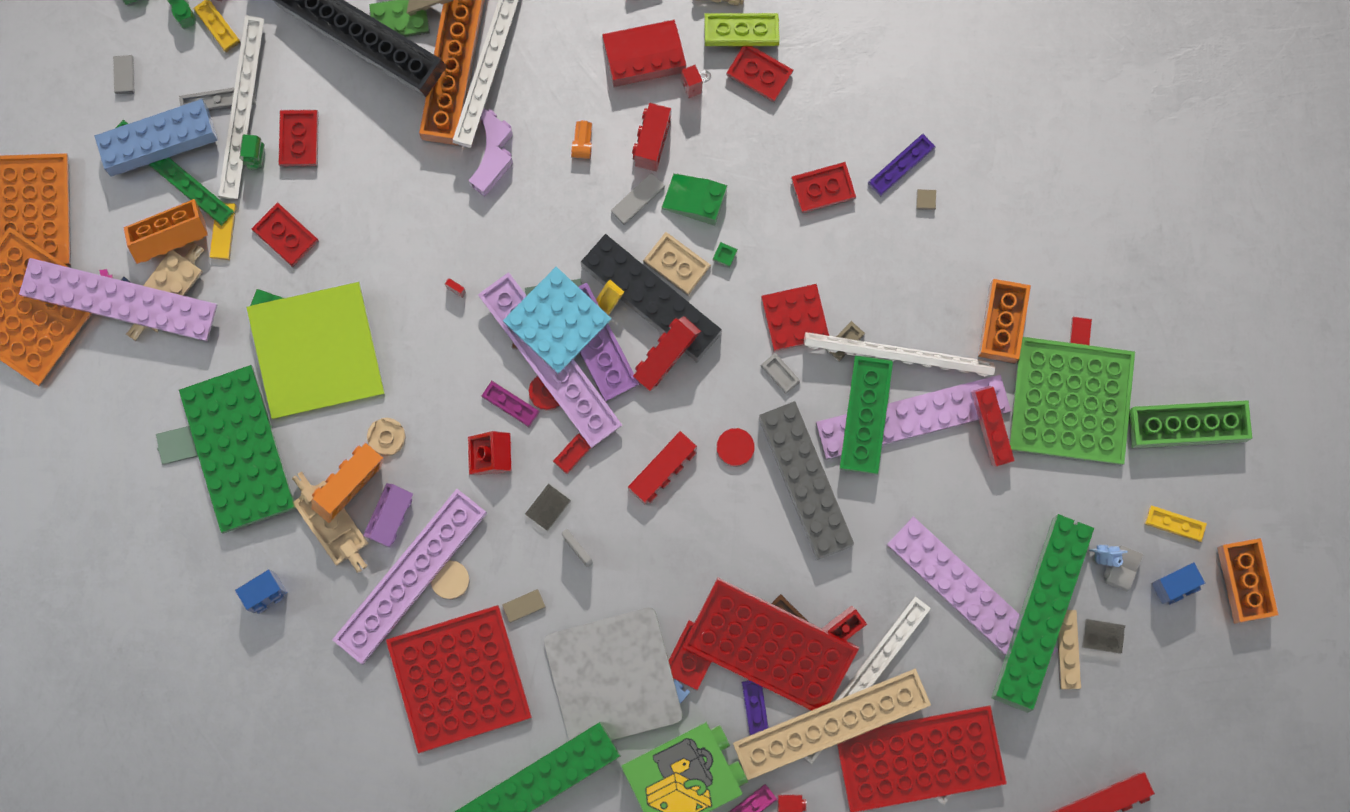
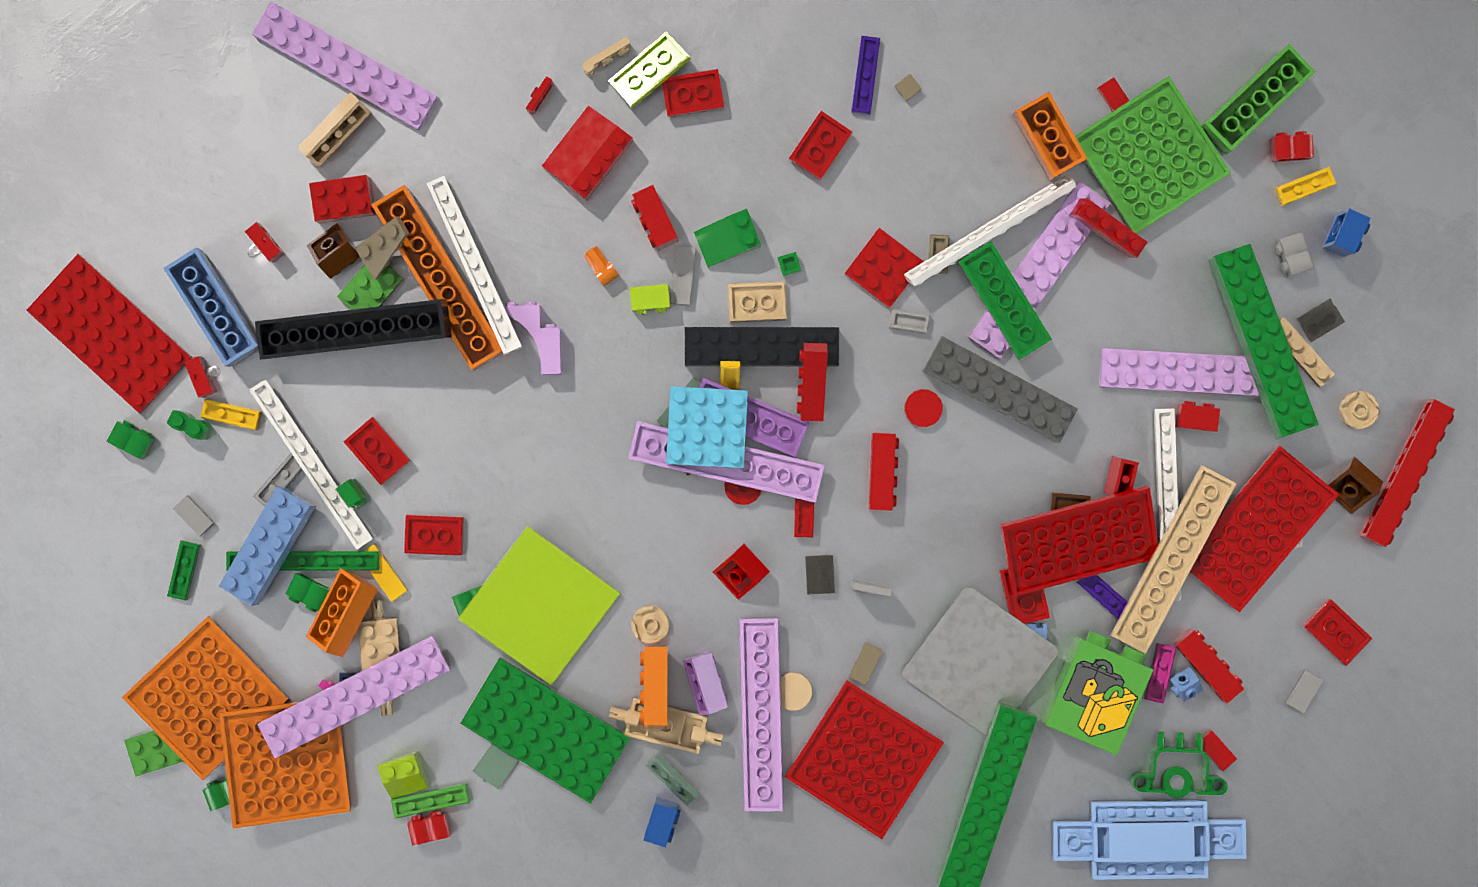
camera: 40 degrees left, 10 degrees up
(80, 107) = (183, 570): none -> green tile
(84, 448) = (429, 828): none -> red brick
(101, 392) = (403, 775): none -> lime slope
(104, 430) = (430, 800): none -> bright green tile
(154, 196) = (307, 591): none -> green brick
(299, 568) = (673, 779): none -> sand green plate
(455, 287) = (603, 465): red tile -> none
(510, 404) = (723, 519): magenta tile -> none
(598, 194) = (650, 298): none -> lime brick
(693, 80) = (648, 144): red piece -> none
(943, 630) = (1197, 417): none -> red brick
(1025, 789) = (1355, 485): none -> reddish brown slope
(1078, 733) = (1359, 410): none -> tan tile
(1108, 555) = (1277, 255): light blue hinge -> none
(1188, 484) = (1292, 147): none -> red brick
(1247, 581) = (1396, 186): orange brick -> none

